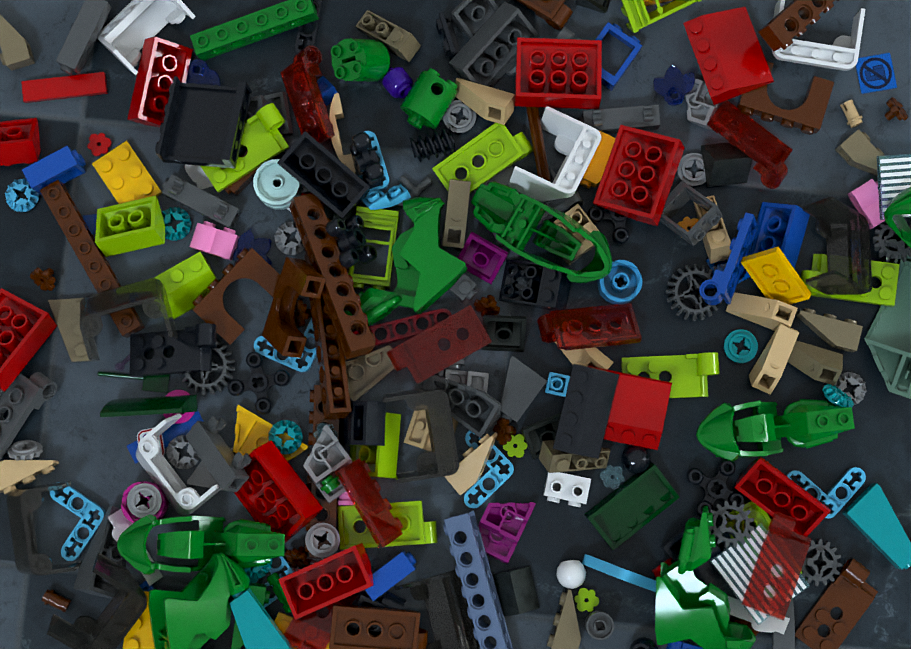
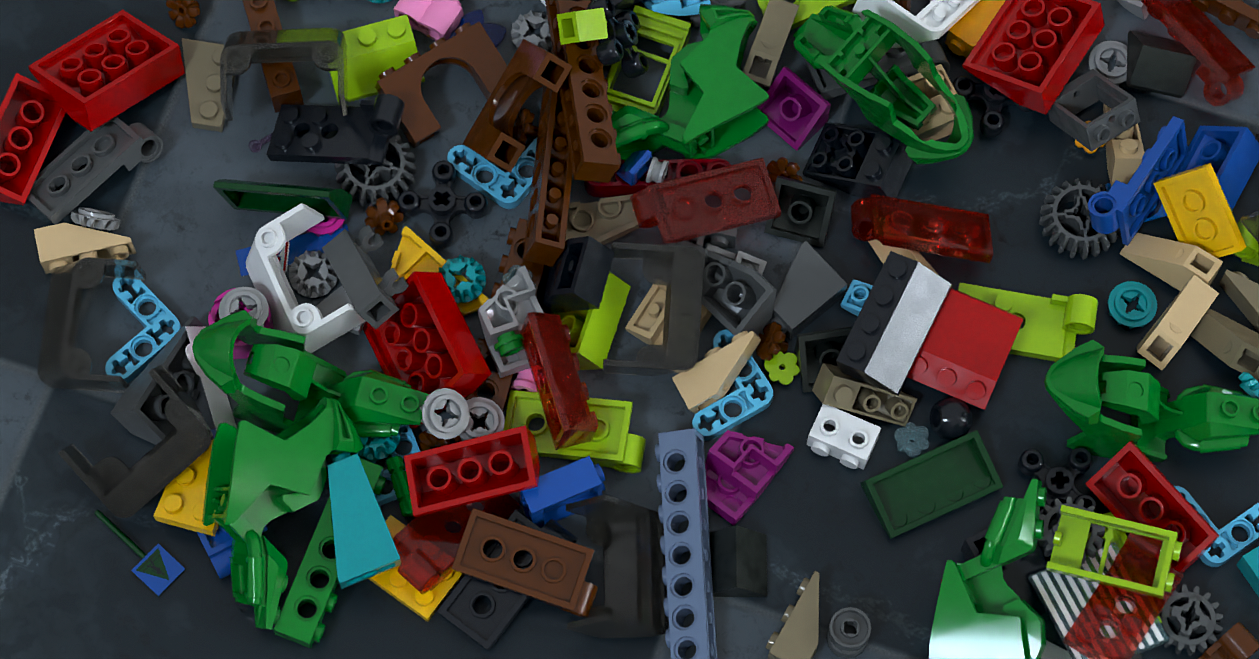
camera: 10 degrees right, 15 degrees down
(55, 600) = (79, 429): reddish brown pin -> none
(150, 383) = (292, 172): dark green piece -> none
(221, 402) = (384, 216): none -> reddish brown plant
(305, 552) = (455, 405): none -> light grey gear
(326, 246) = (582, 26): none -> lime brick
(384, 329) = (635, 166): none -> blue slope
(400, 331) = (657, 171): none -> light grey bush
(464, 289) = (758, 142): dark grey brick -> none
(571, 574) = (824, 553): white piece -> none
(590, 604) = (836, 591): lime plant -> none
(619, 572) = (897, 559): medium azure beam -> none
(630, 277) = (978, 164): dark azure brick -> none
(734, 542) = (1071, 542): none -> lime door

